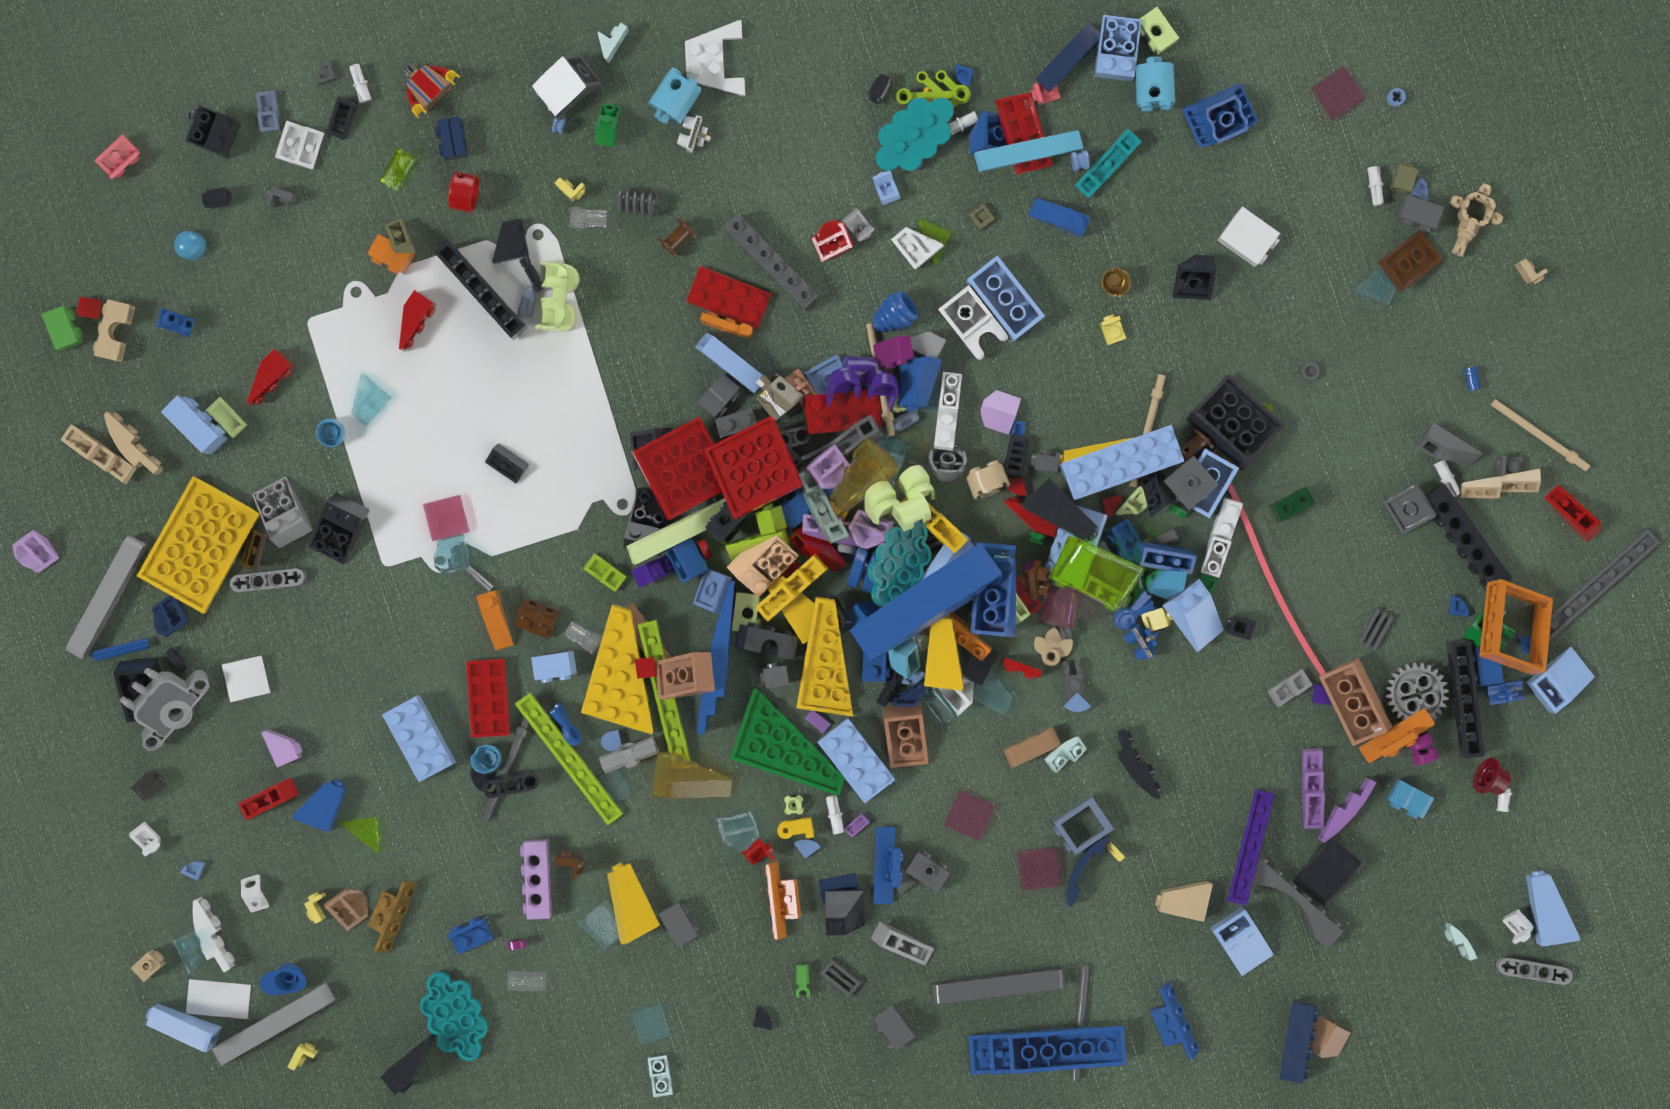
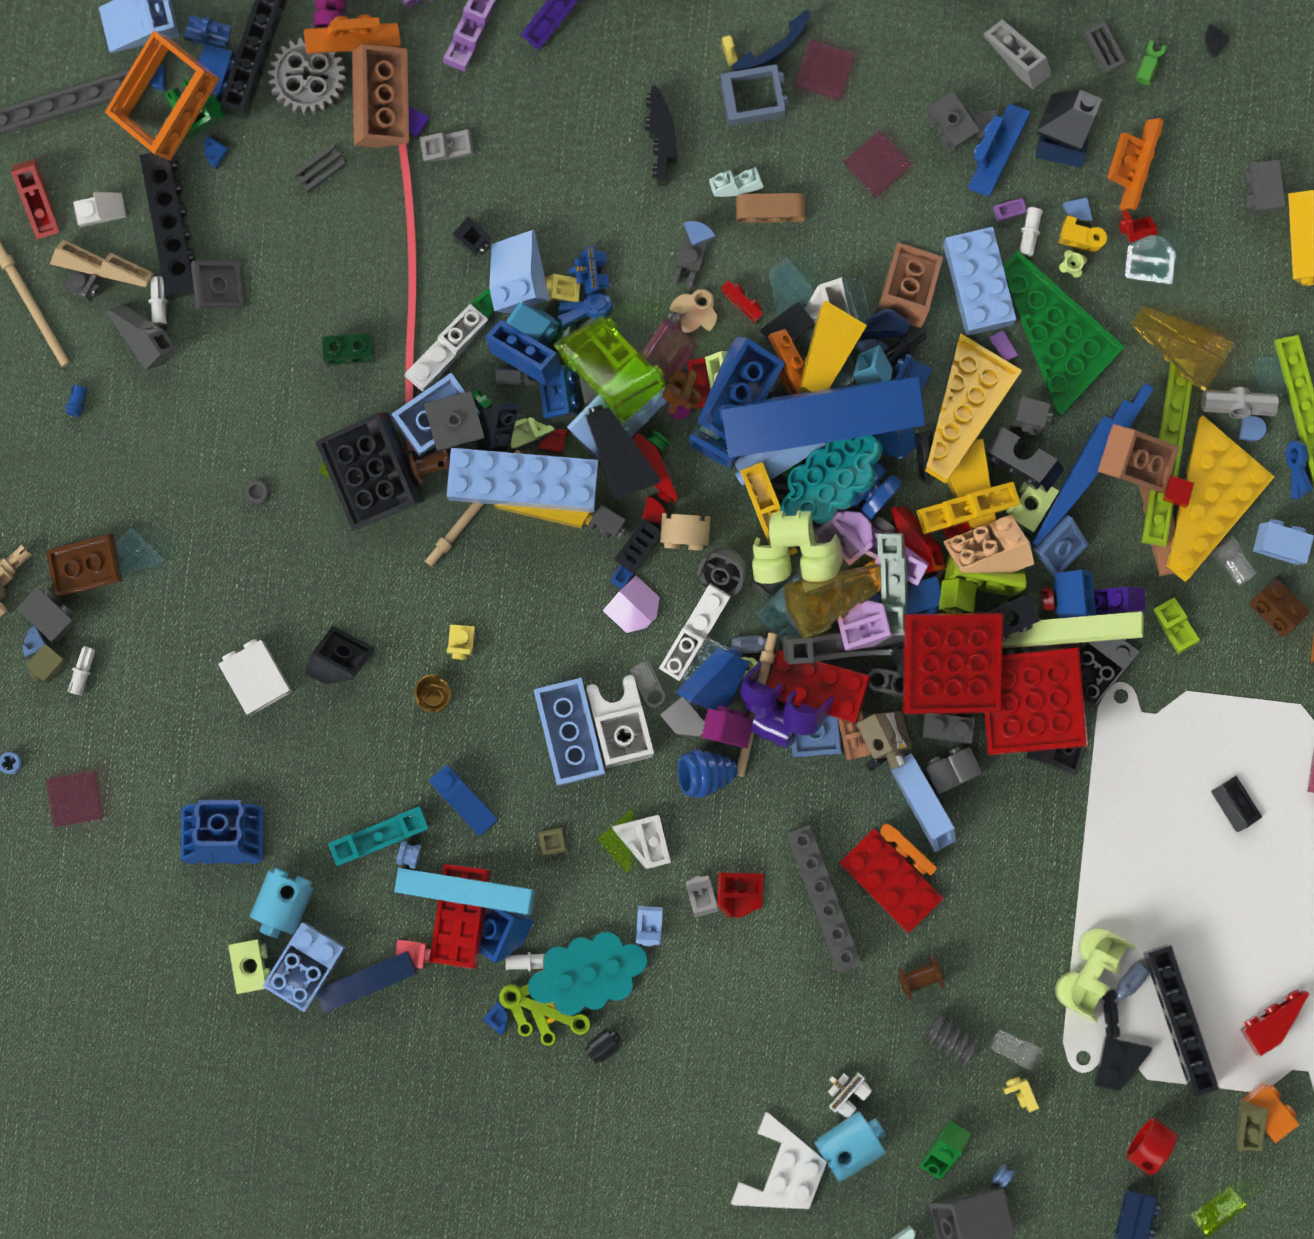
camera: 155 degrees left, 5 degrees down
(964, 360) = (648, 683): none -> clear piece
(1522, 527) = (100, 208): none -> white slope

